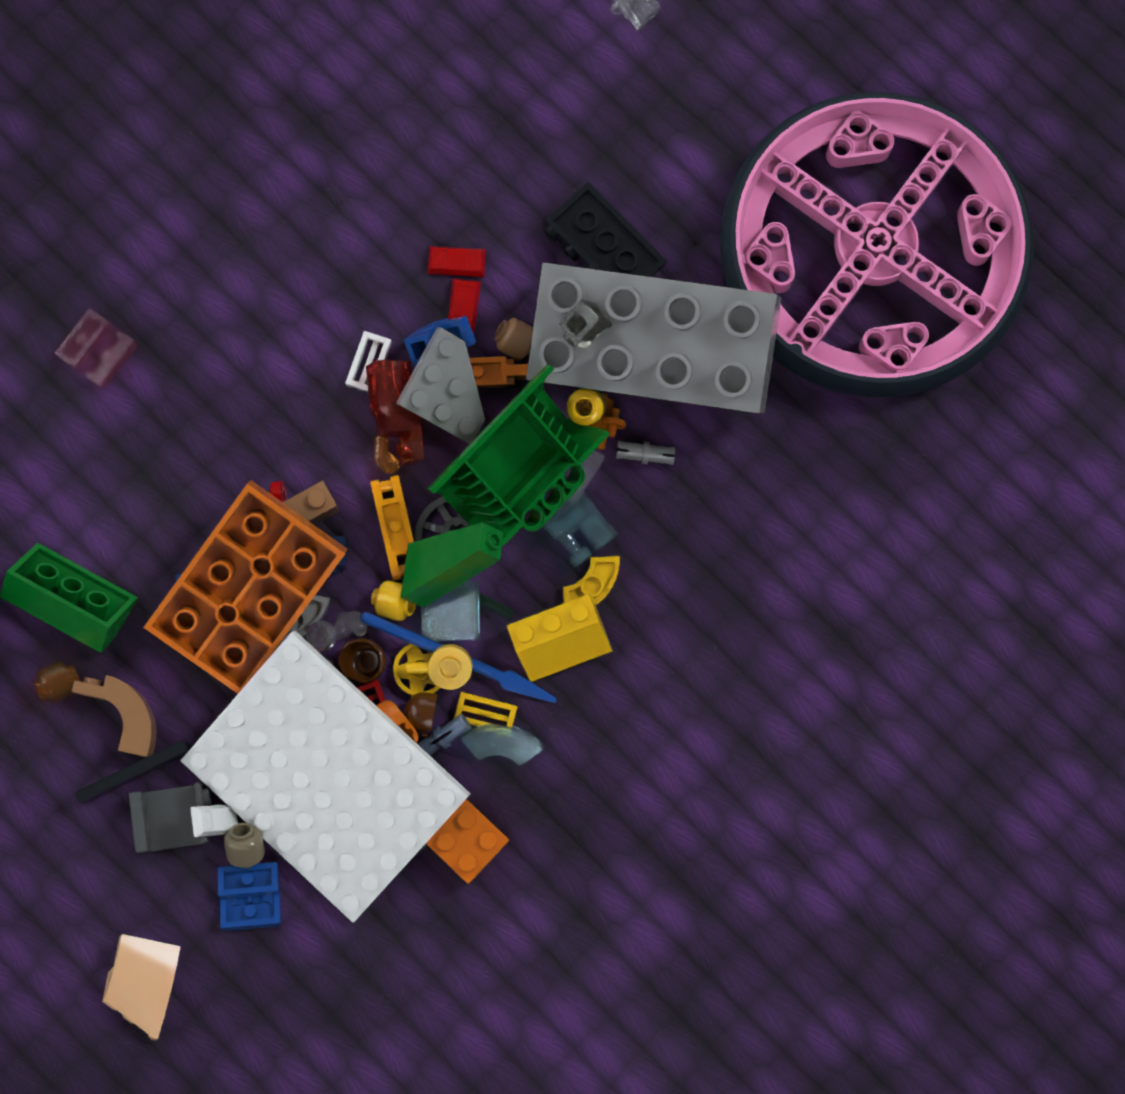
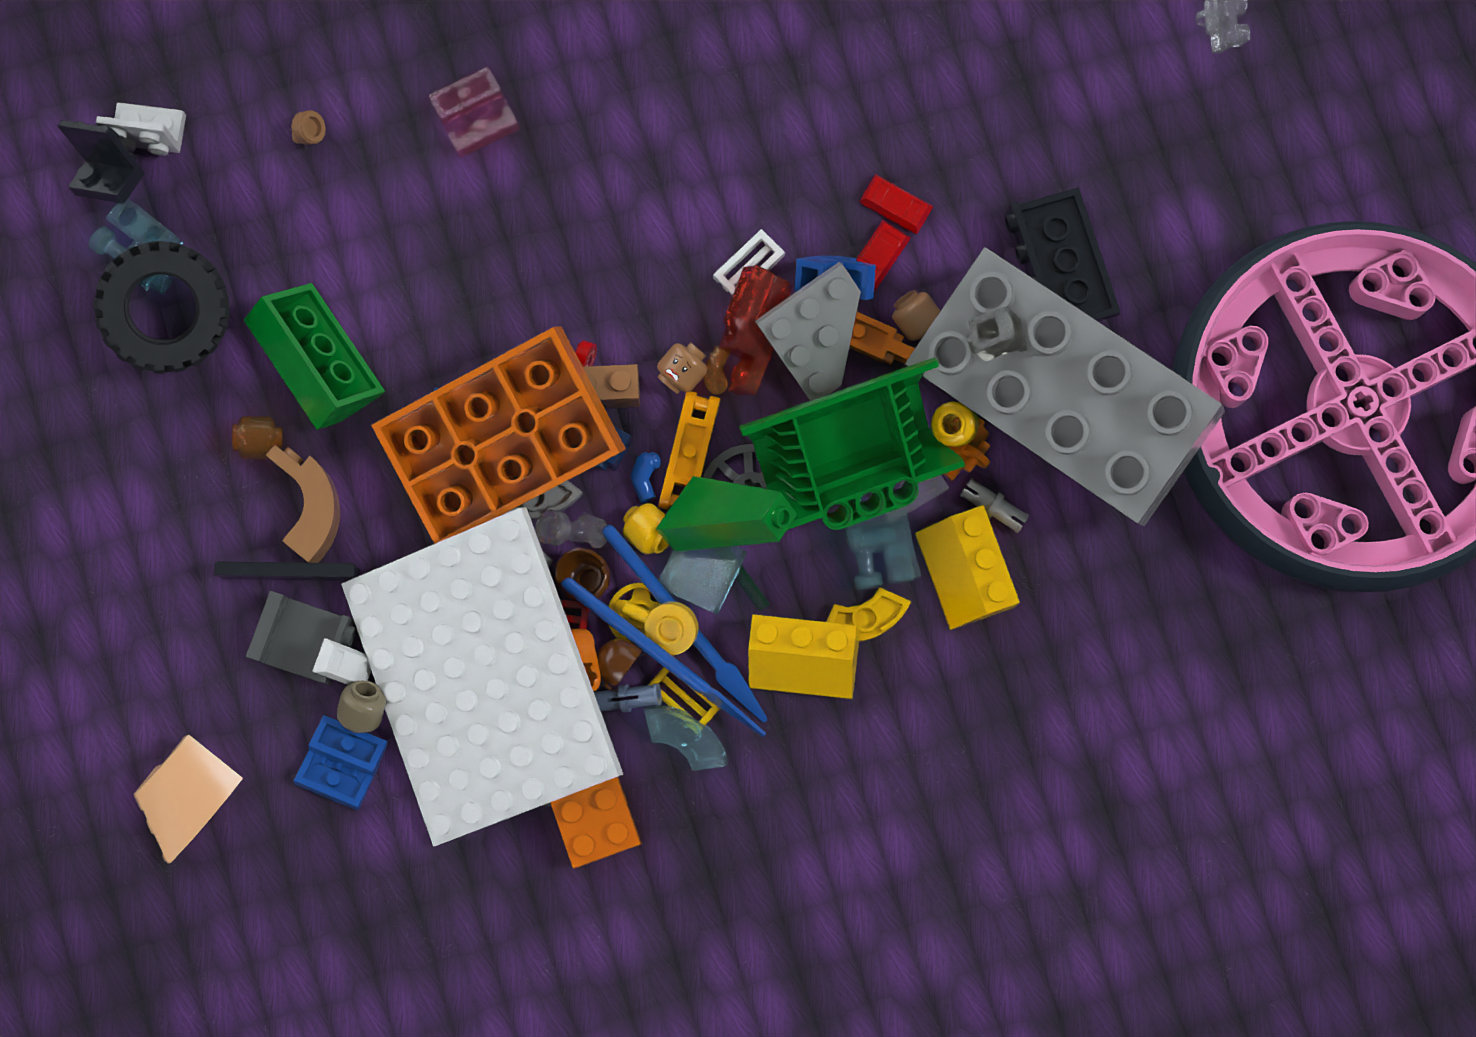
camera: 30 degrees right, 0 degrees up
(357, 466) = (682, 367): none -> medium nougat head
(367, 564) = (640, 475): none -> blue arm
(447, 690) = (656, 652): none -> blue piece
(648, 509) = (967, 567): none -> yellow slope

